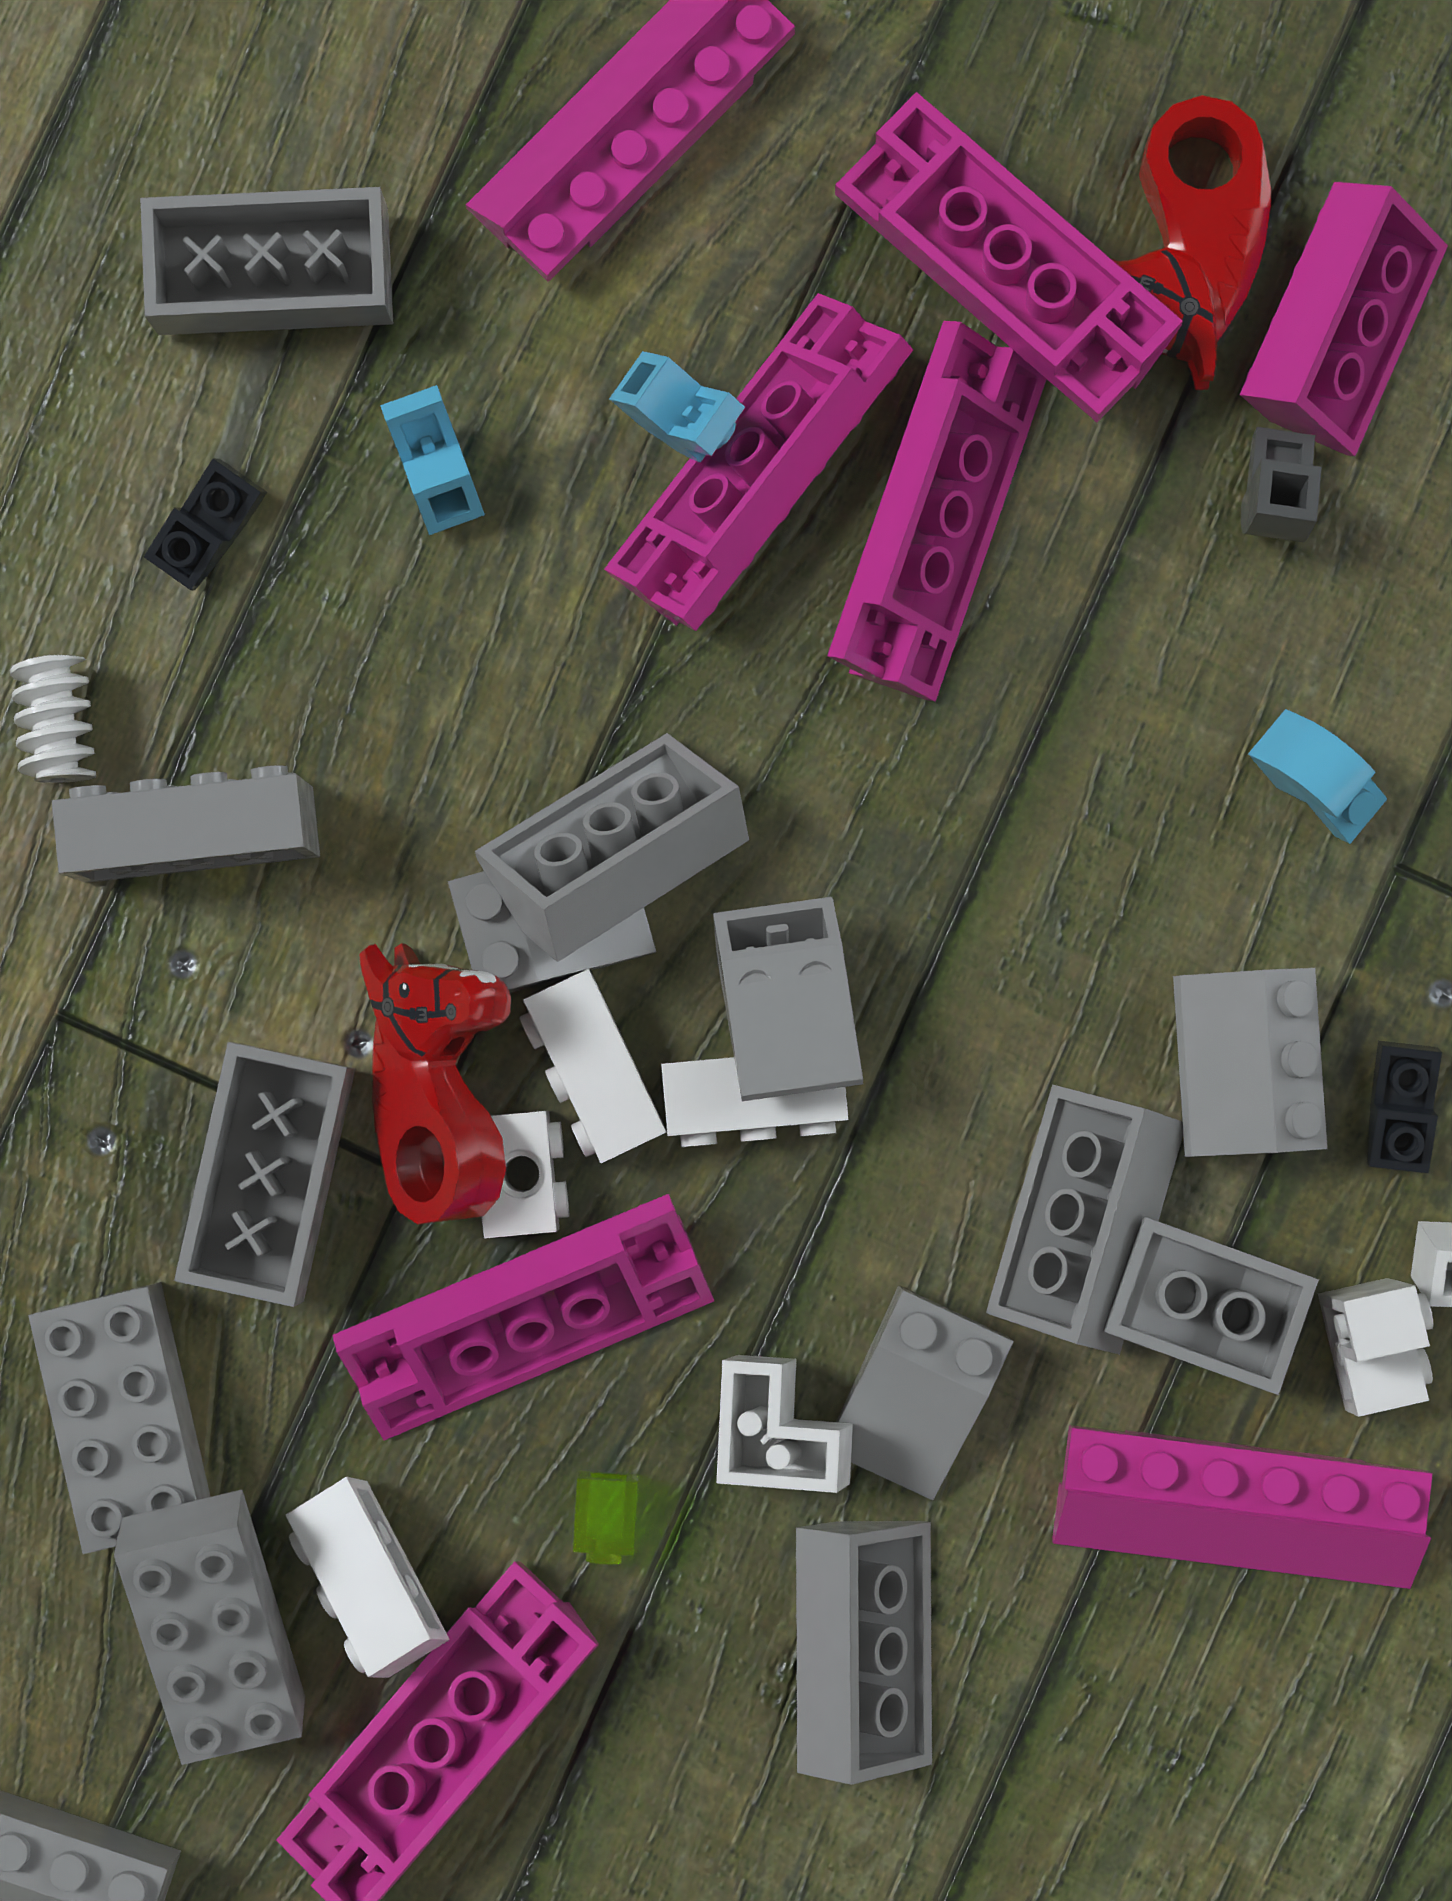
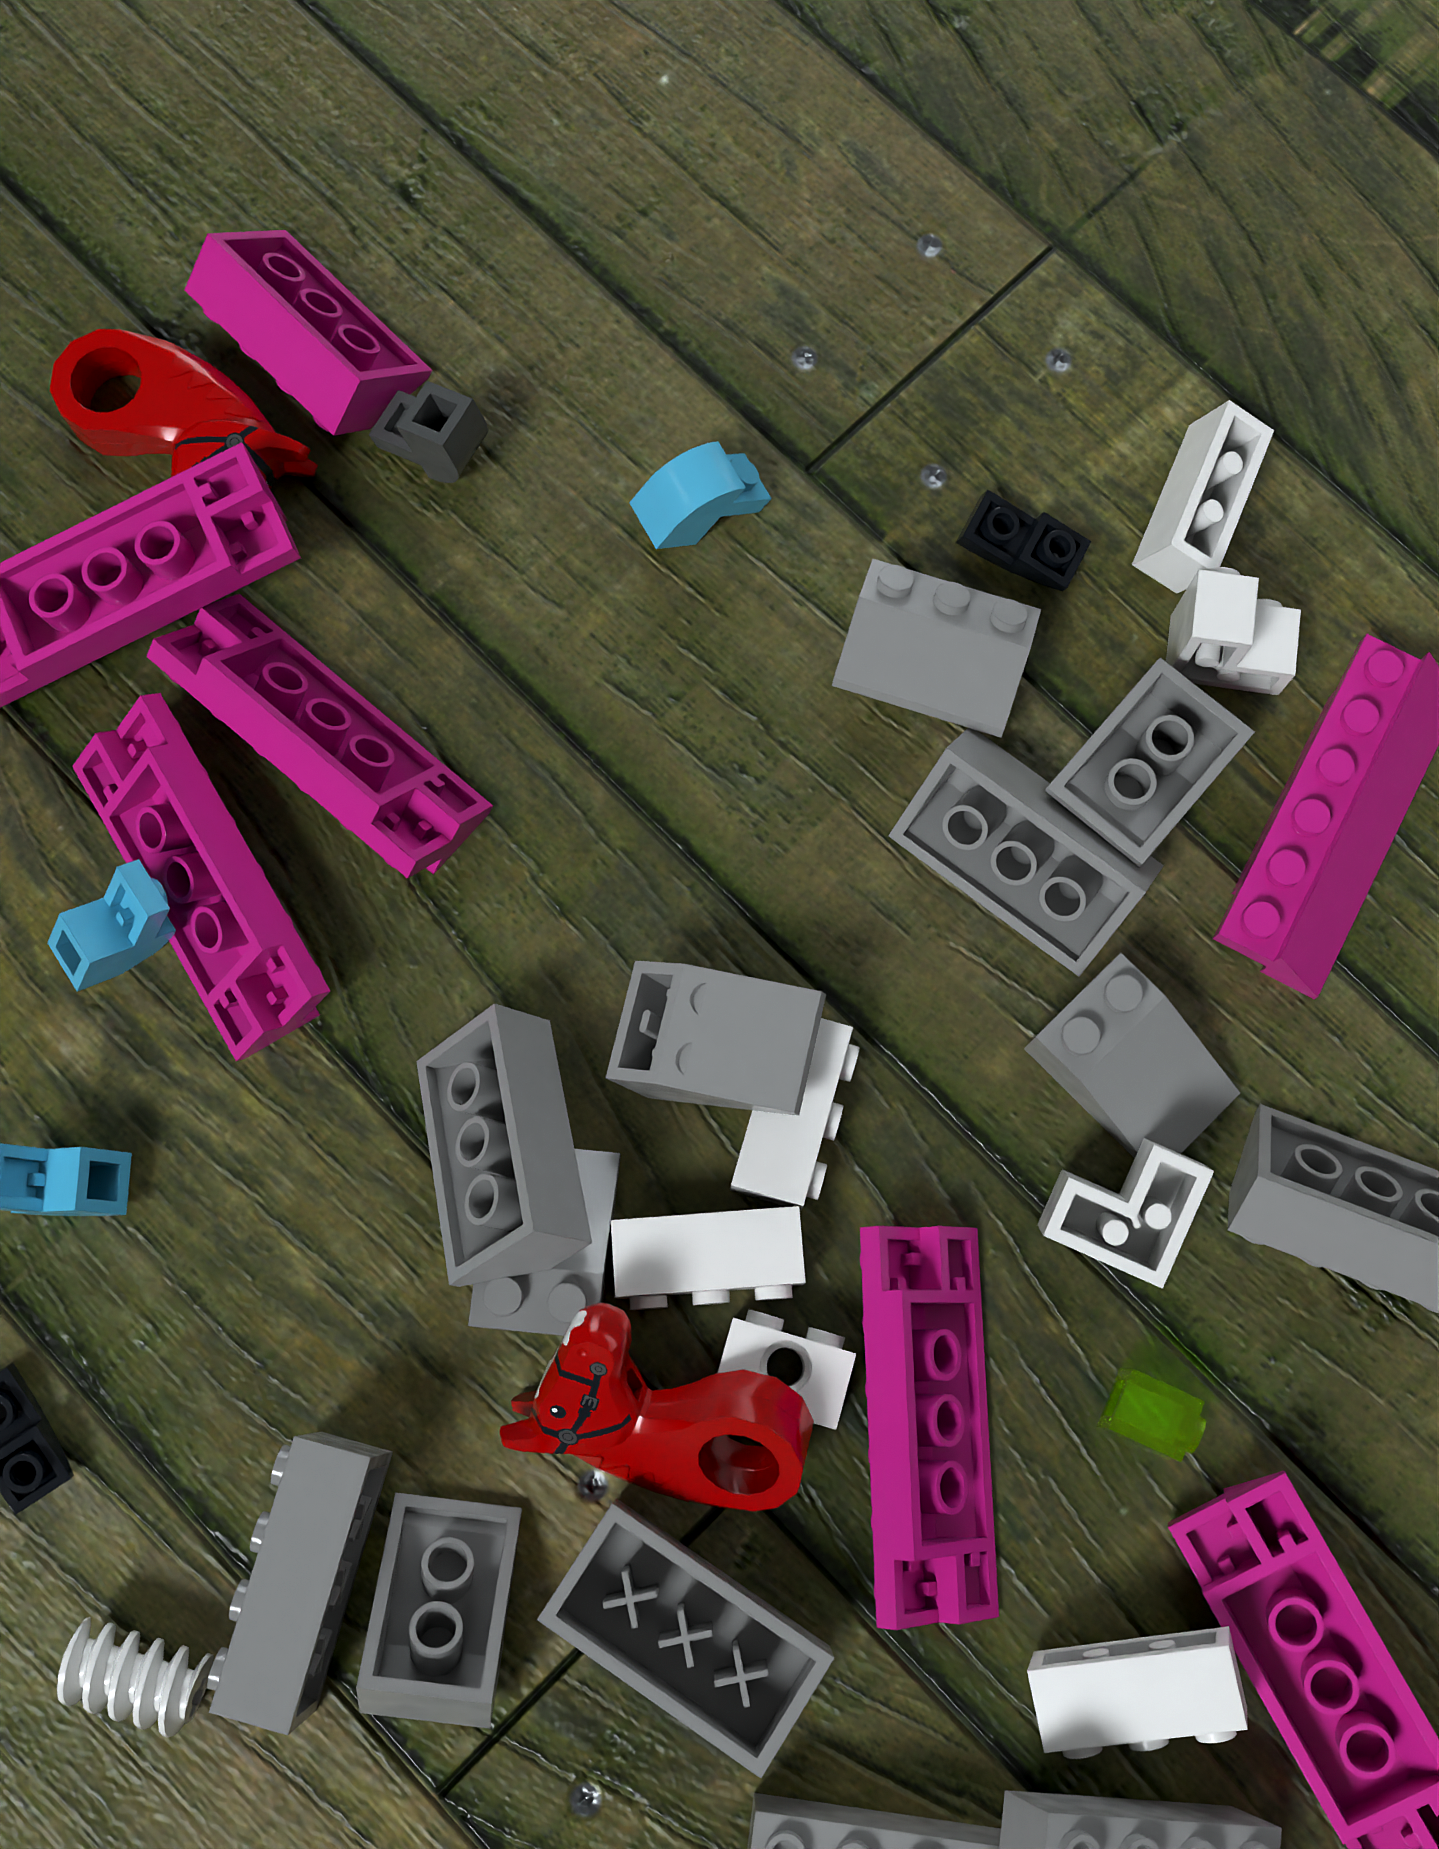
camera: 65 degrees left, 10 degrees down
(206, 955) = (440, 1611): none -> light grey slope

